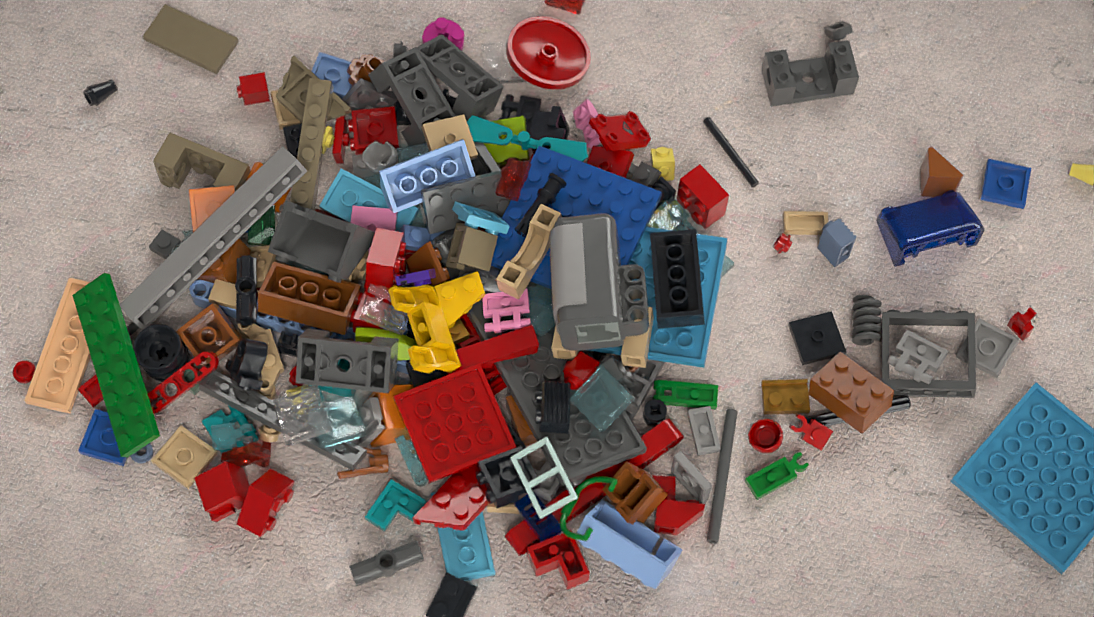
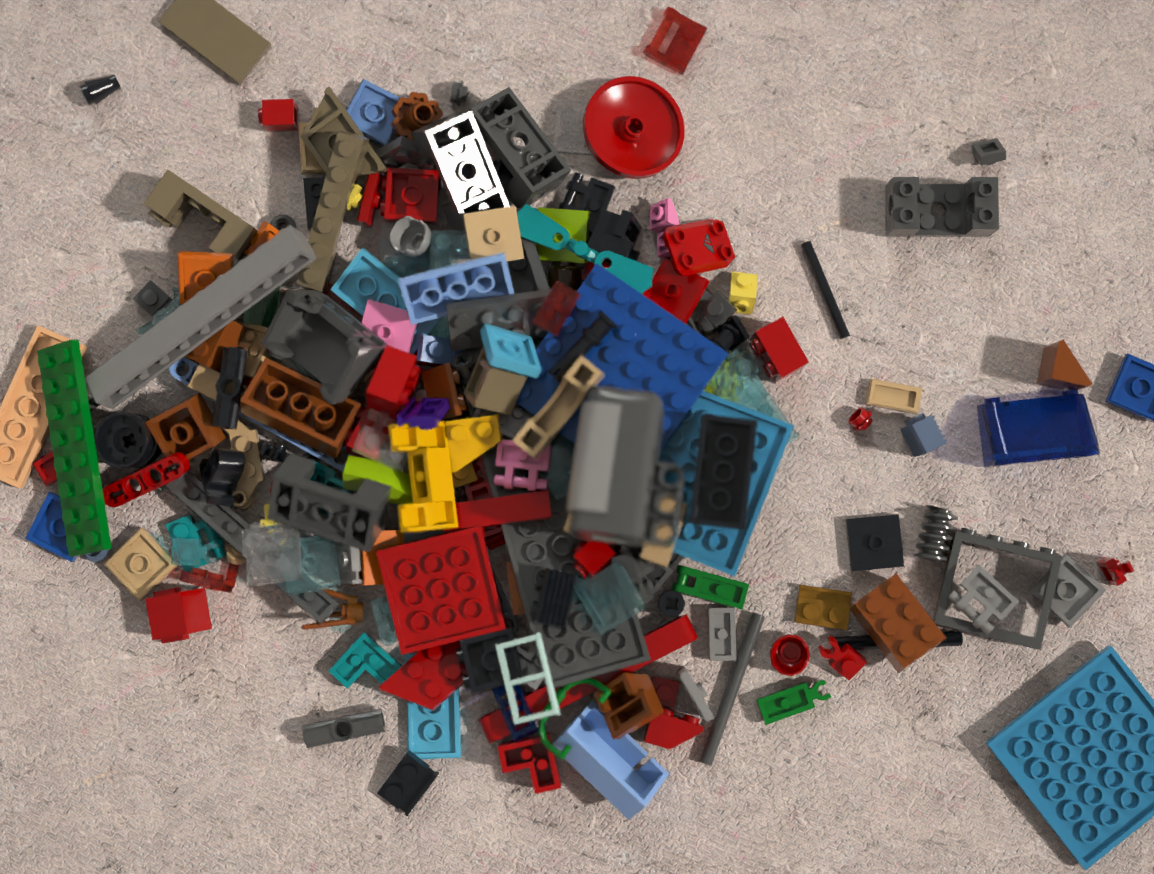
camera: 15 degrees right, 20 degrees up
(263, 502) = (221, 635): red brick -> none
(447, 28) = (515, 68): dark pink plate -> none

